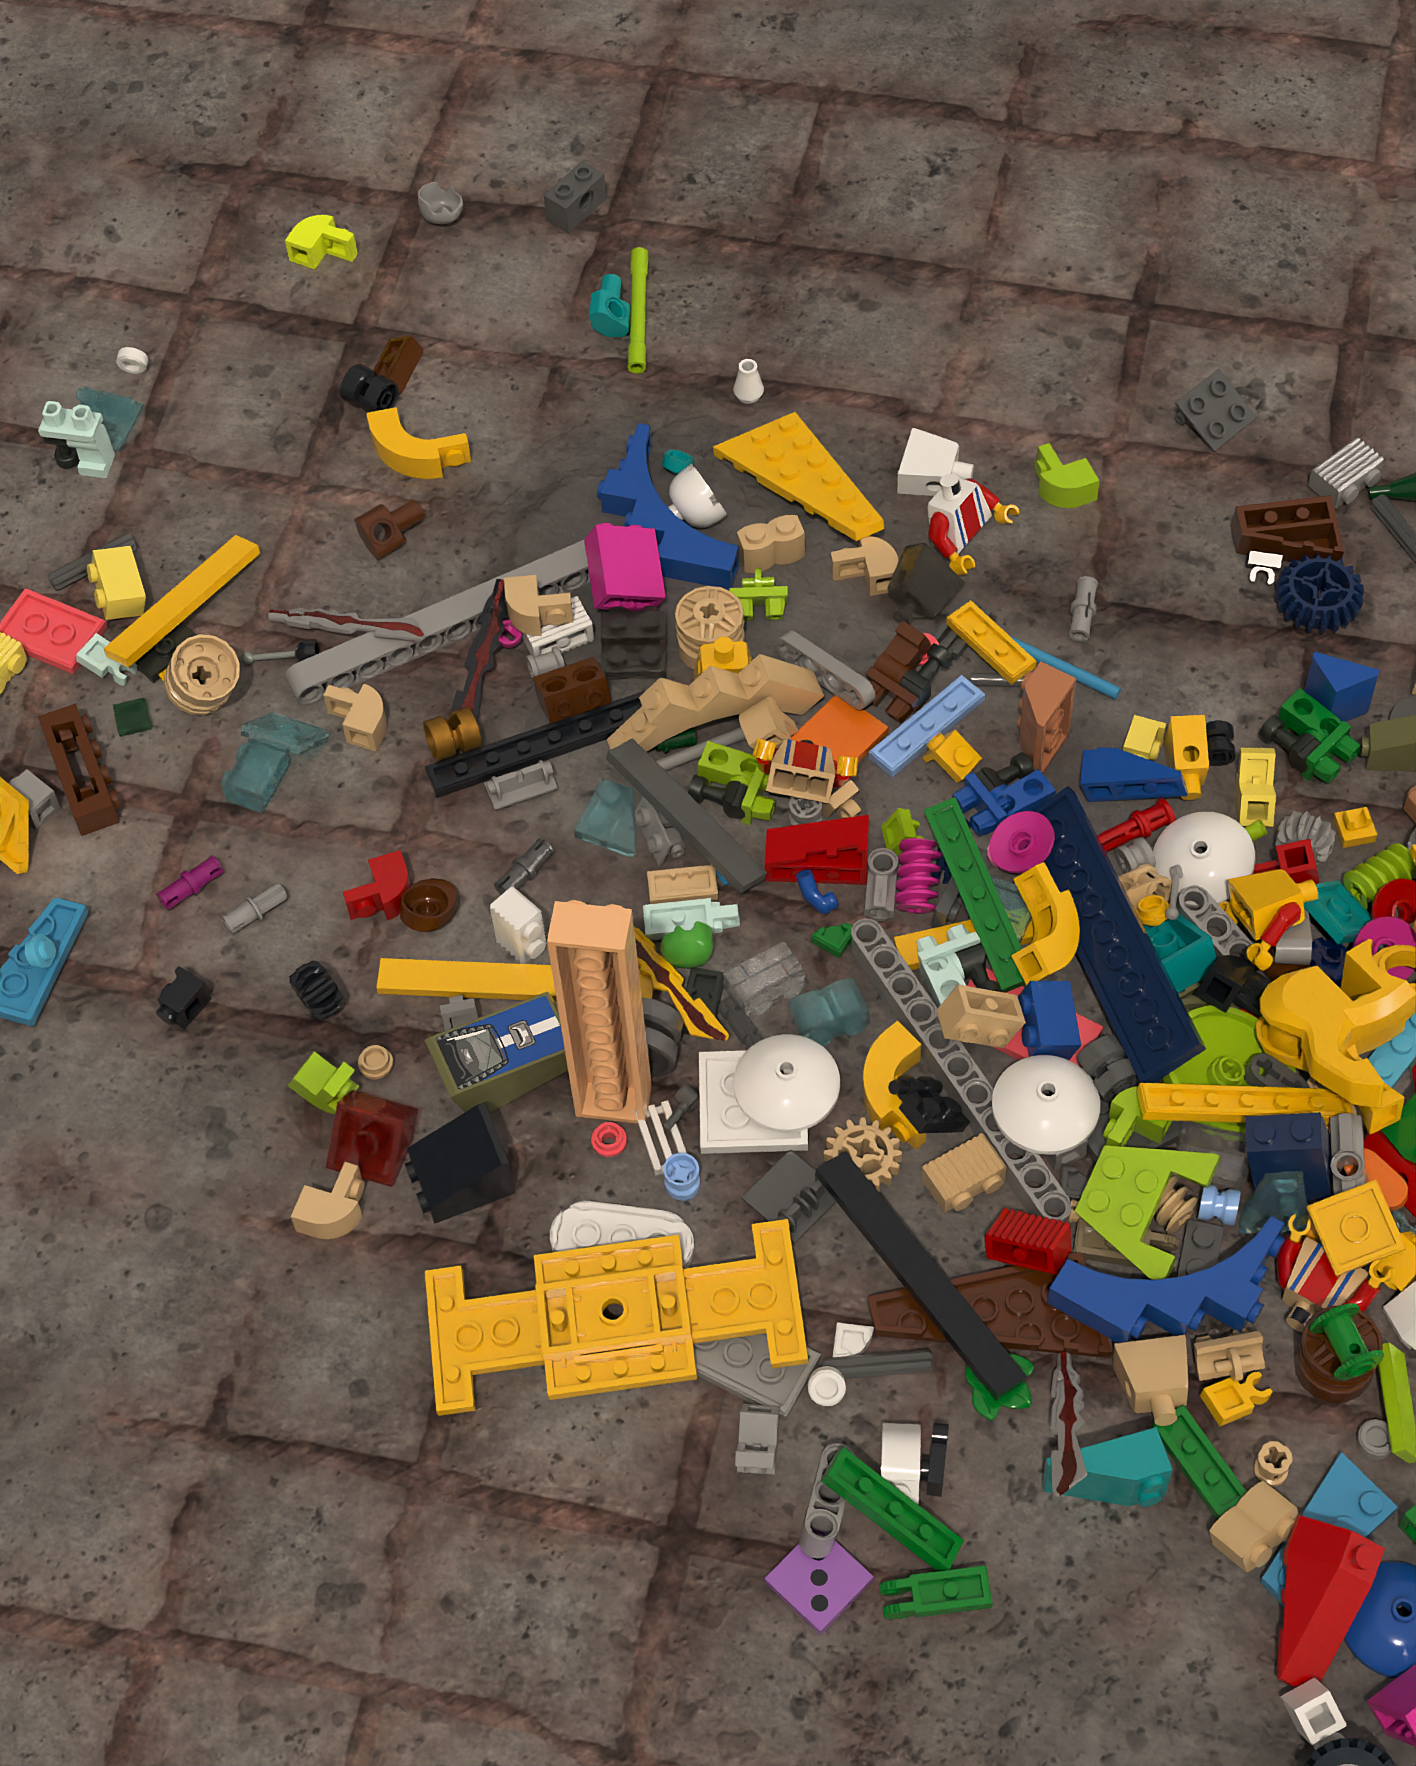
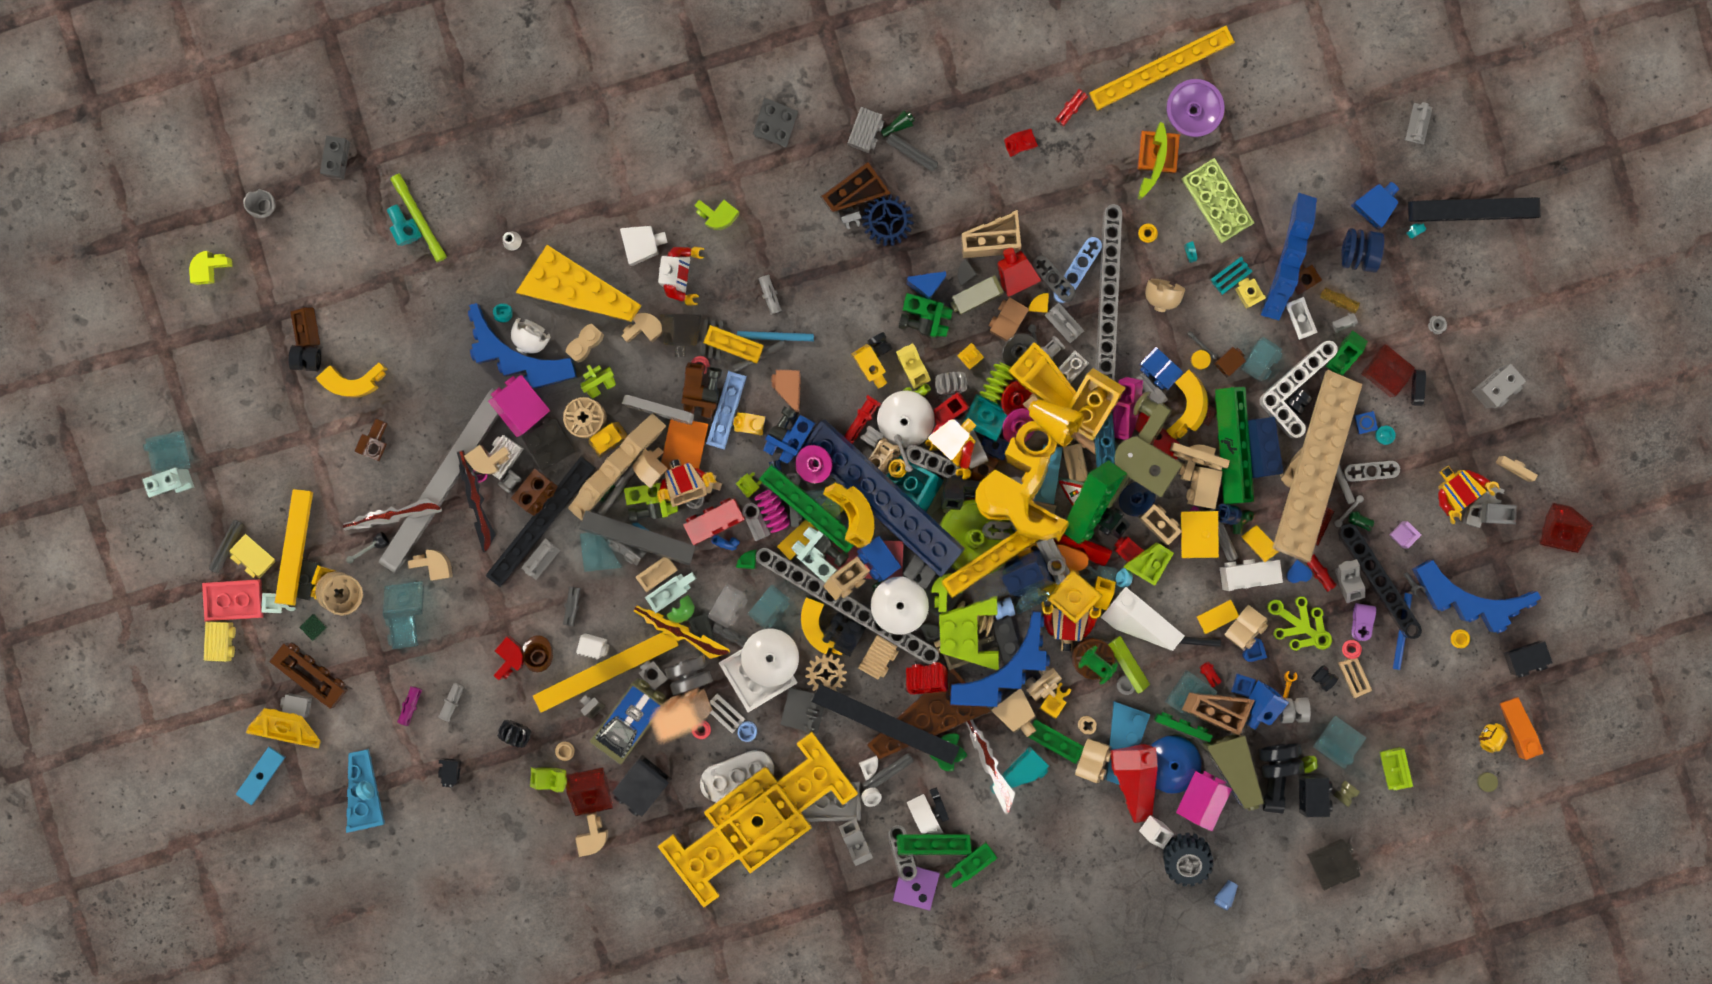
camera: 35 degrees left, 30 degrees up
(132, 360) = (157, 407): white tile -> none
(450, 734) = (486, 559): pearl gold wheel -> none
(687, 1101) = (726, 688): dark grey hand -> none
(1120, 775) = (840, 394): blue slope -> none
(1145, 737) = (842, 366): light yellow brick -> none

